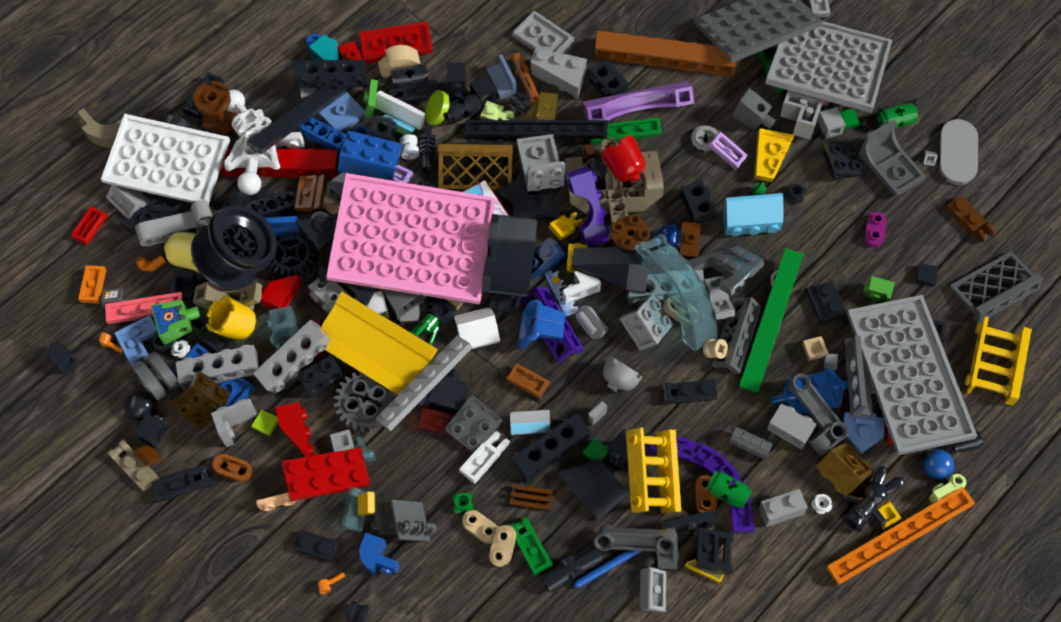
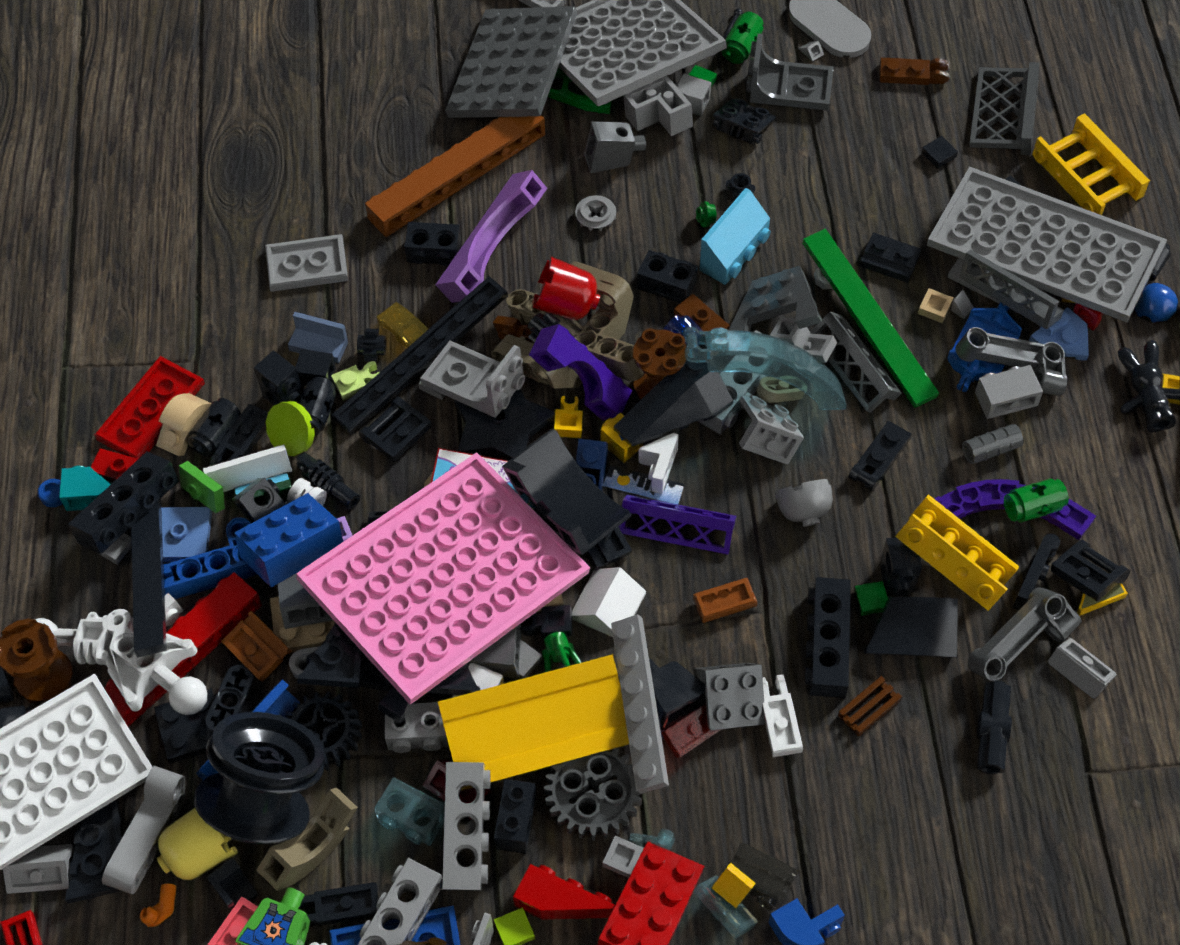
camera: 50 degrees left, 5 degrees down
(231, 319) = (344, 860): yellow cylinder -> none
(280, 292) = (358, 779): red slope -> none
(411, 521) = (805, 858): dark grey hinge -> none
(458, 498) = (815, 773): green plate -> none
(473, 150) = (387, 432): pearl gold fence -> none
(480, 526) = (863, 786): tan plate -> none
(503, 546) = (908, 778): tan plate -> none
(518, 61) = (338, 315): dark orange pin -> none
(529, 422) = (778, 637): slope -> none
(531, 547) = (929, 749): green plate -> none
(547, 323) = (683, 521): blue piece -> none
(560, 70) = (371, 276): light grey wedge -> none
(591, 322) = (710, 485): light grey piece -> none
(597, 413) = (828, 559): light grey tile -> none
(605, 568) = (1018, 693): blue bar -> none
(638, 129) = (517, 267): green tile -> none
(703, 495) = (1013, 534): dark orange plate -> none
(715, 348) = (857, 389): tan wheel -> none
(725, 152) = (646, 208): lavender tile -> none
(770, 153) = (671, 170): yellow wing -> none
(782, 508) = (1093, 471): light grey brick -> none
(825, 500) = (1117, 428): white plate -> none
(844, 468) = (1097, 384): pearl gold slope -> none
(875, 228) = (845, 151): magenta plate -> none
(878, 289) = (923, 201): bright green brick -> none

